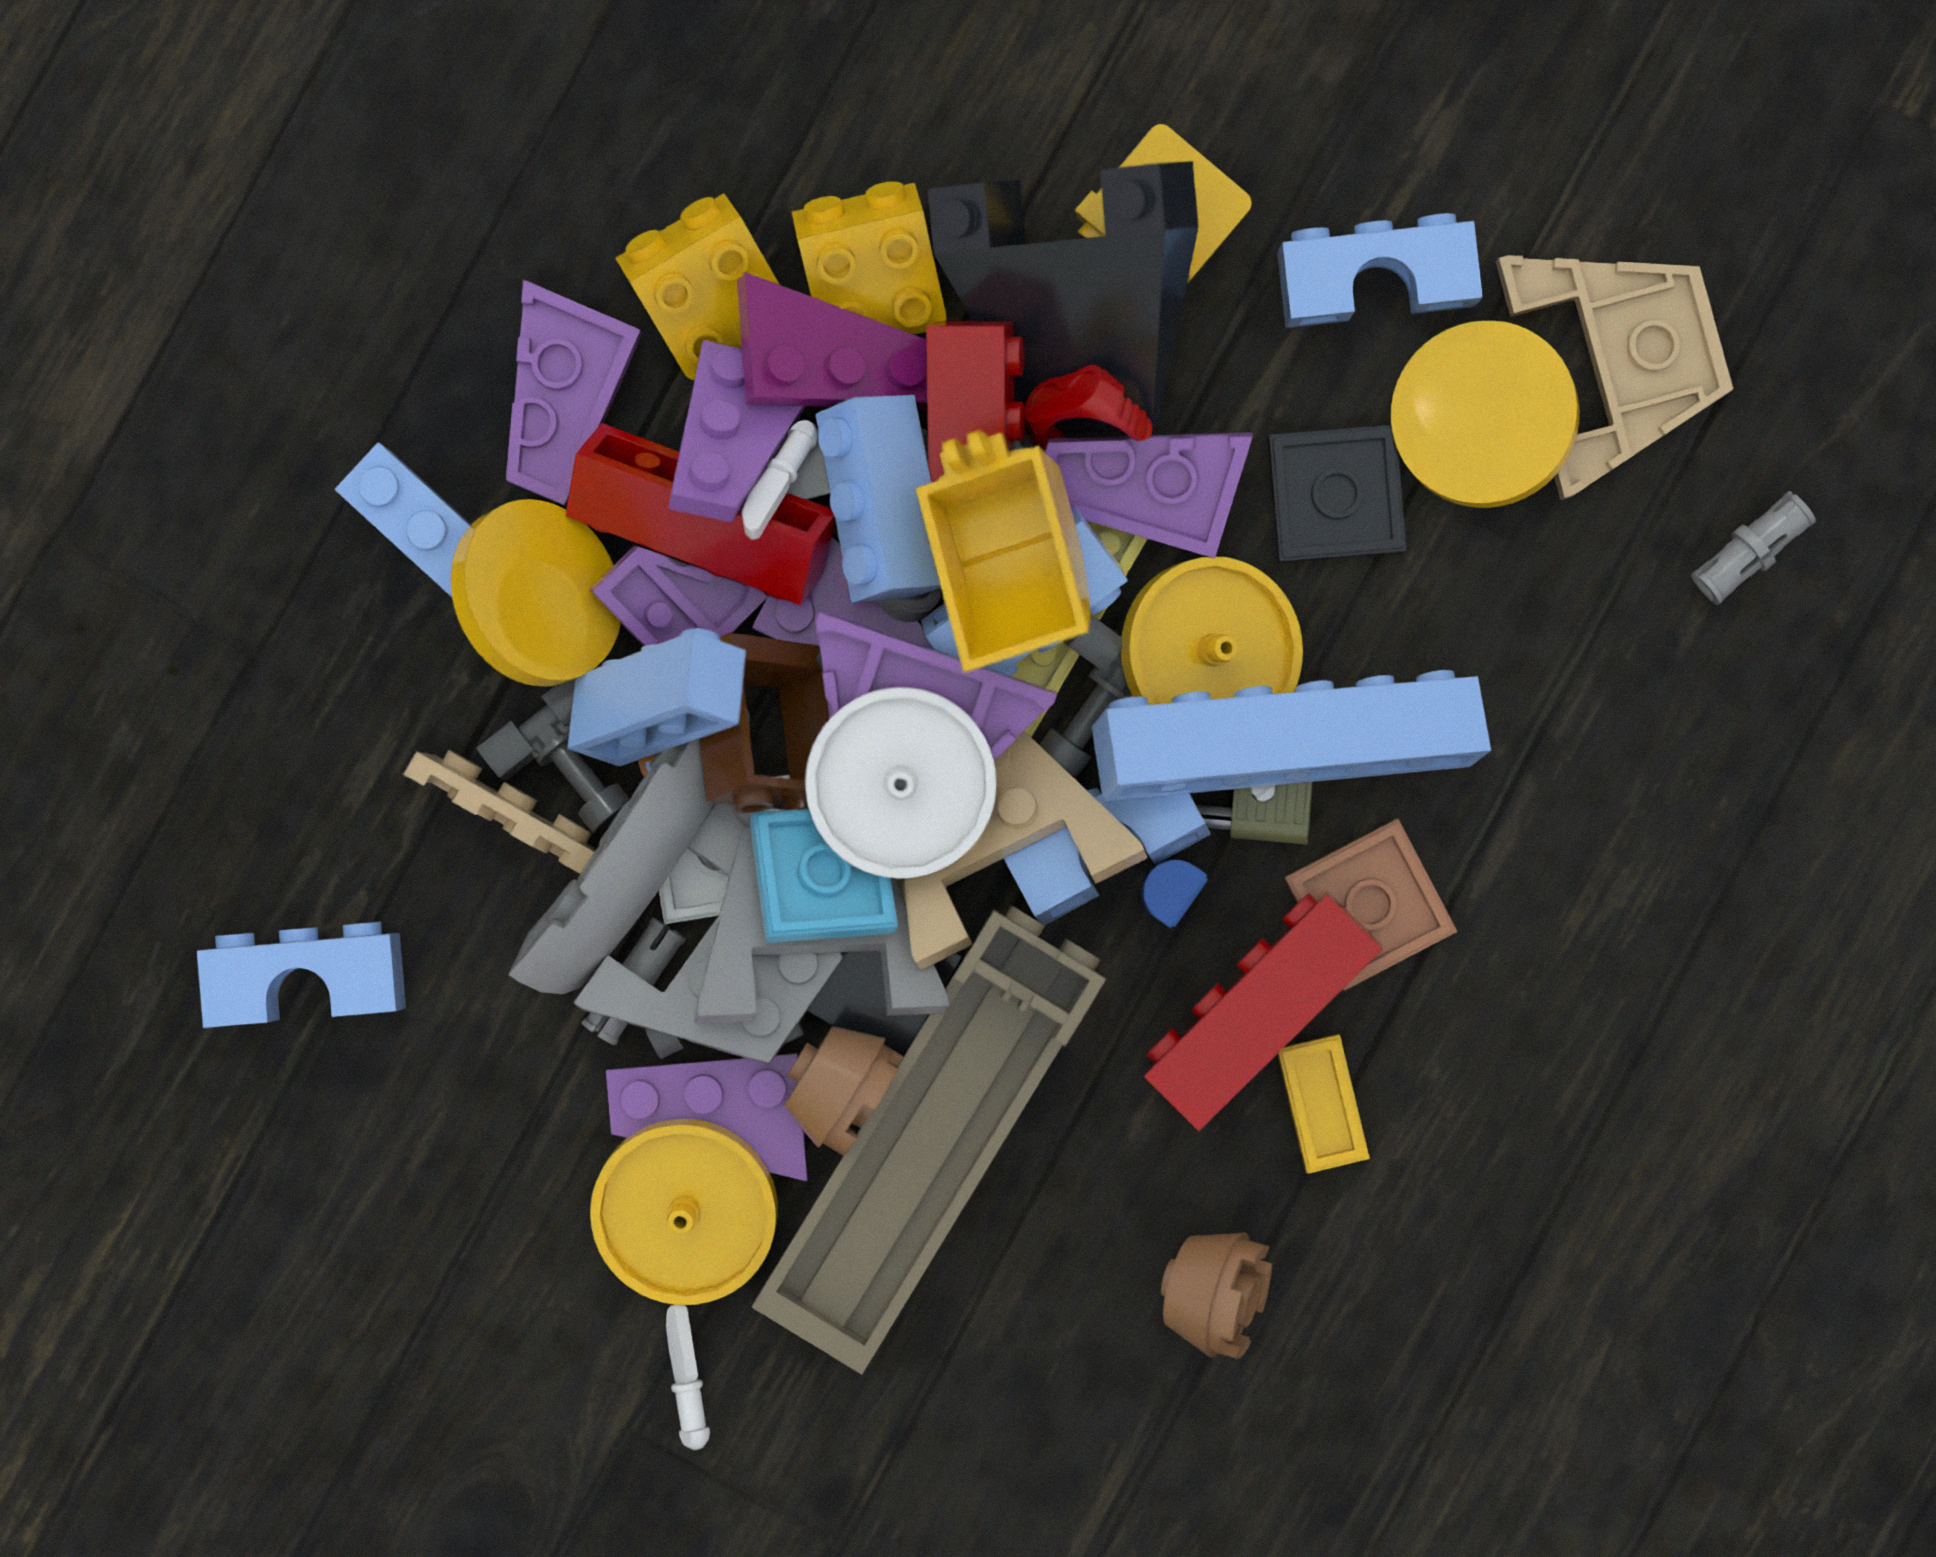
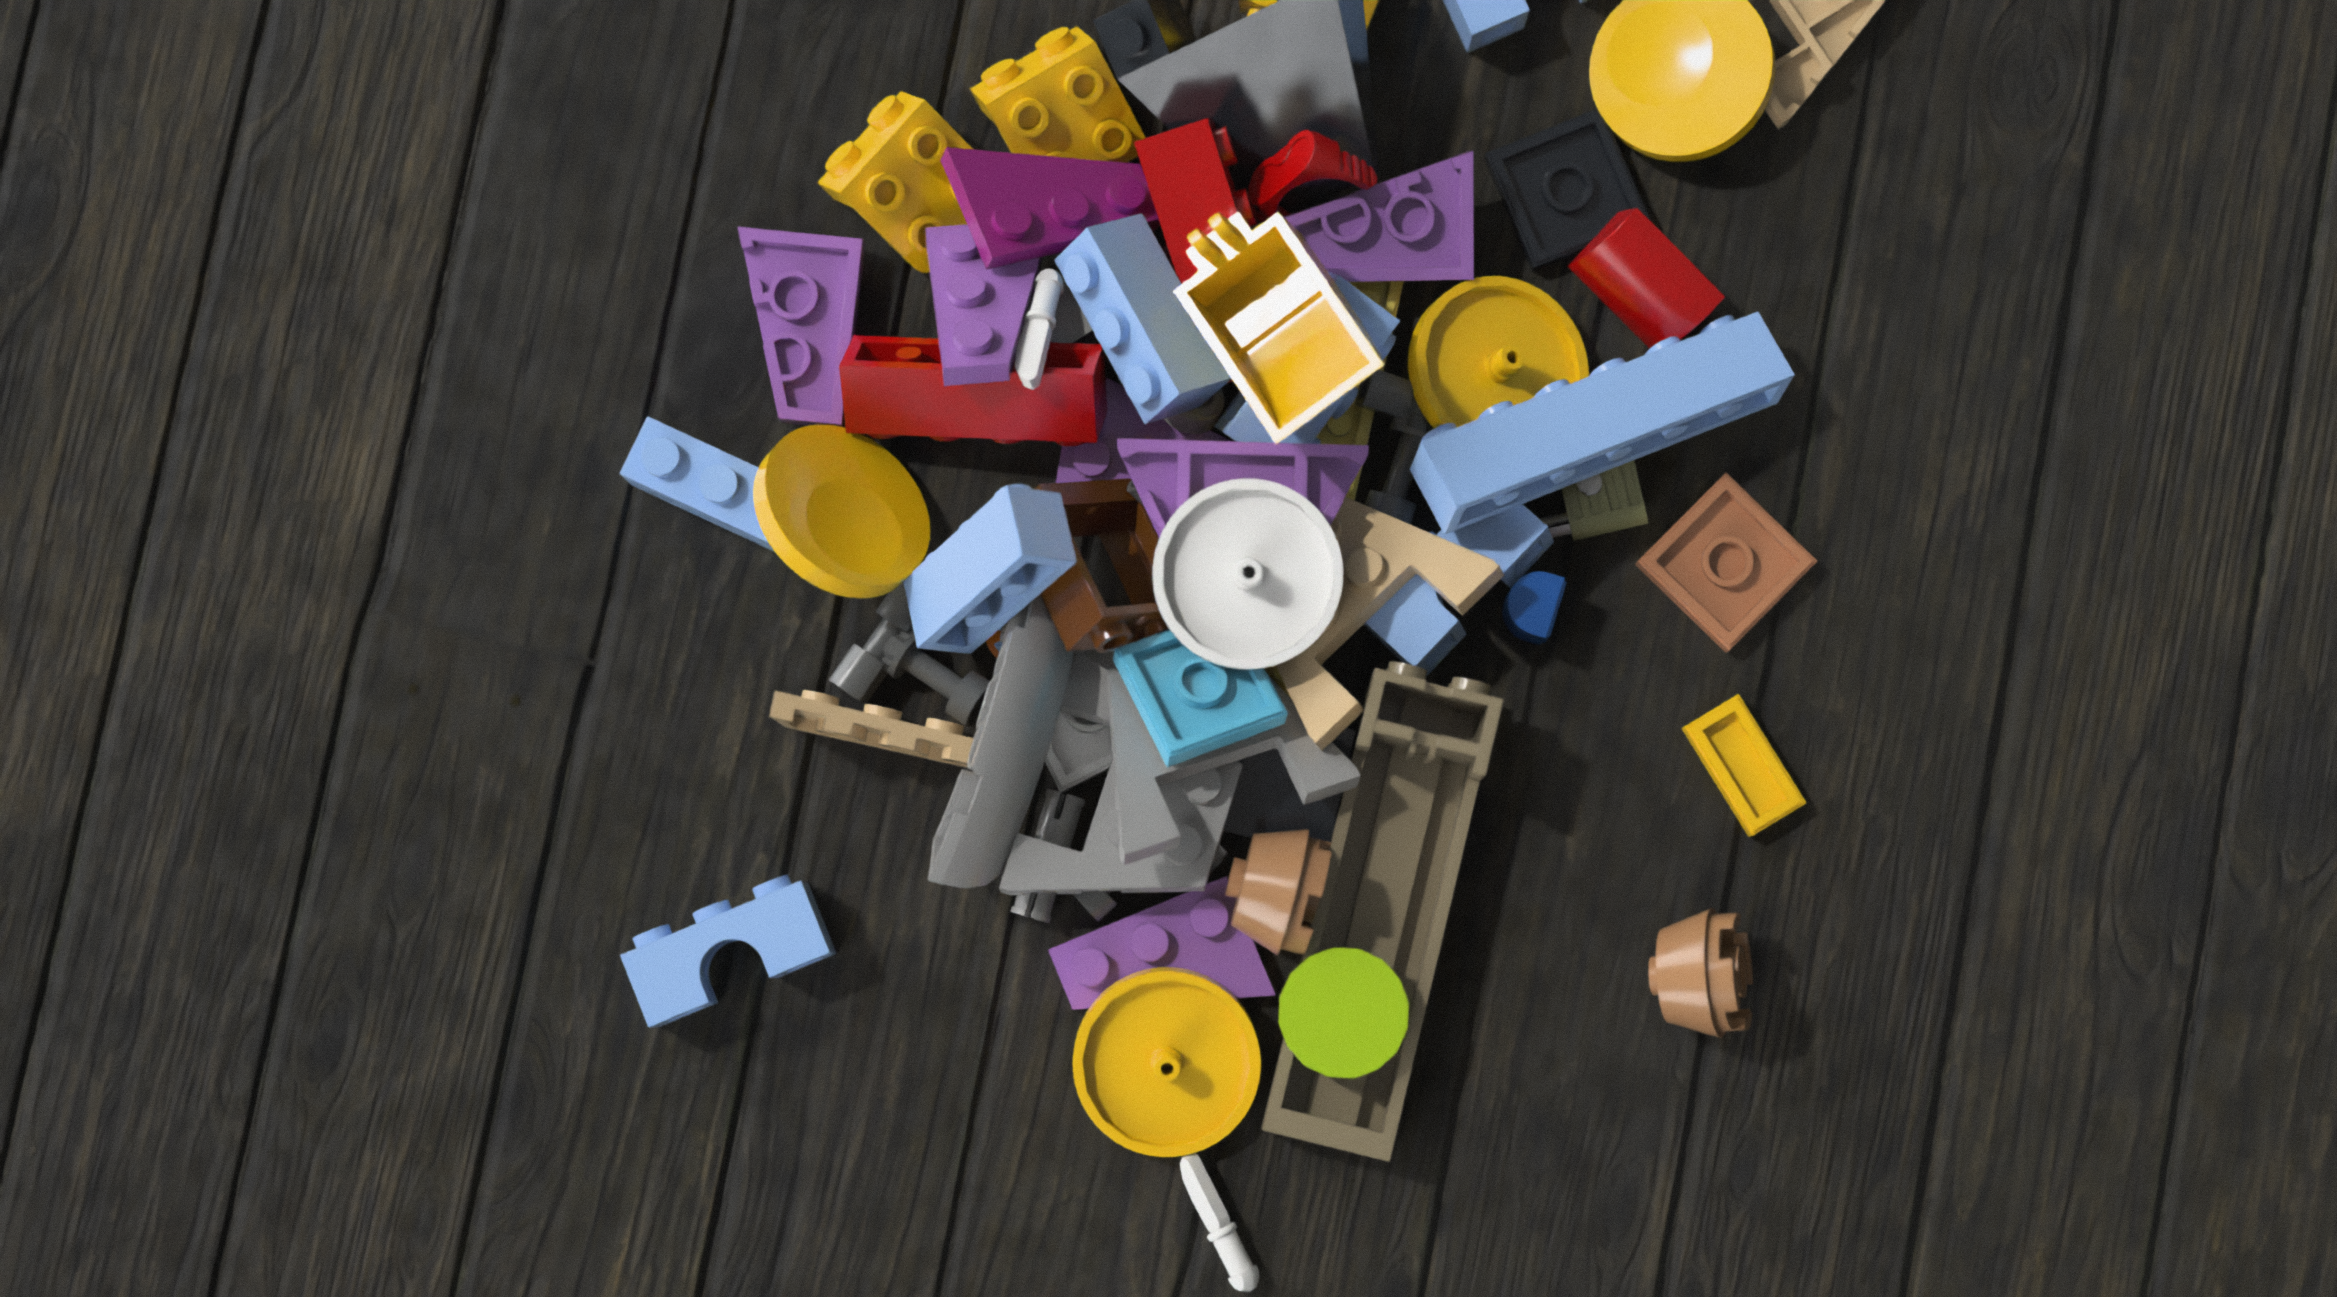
camera: 15 degrees left, 5 degrees down
(664, 596) = (957, 479): medium lavender wing -> none
(862, 1223) = (1343, 1012): none -> lime tile
(1262, 1009) = (1659, 688): red brick -> none
(1381, 609) = (1645, 279): none -> red brick
(1753, 547) = (1974, 115): light grey pin -> none

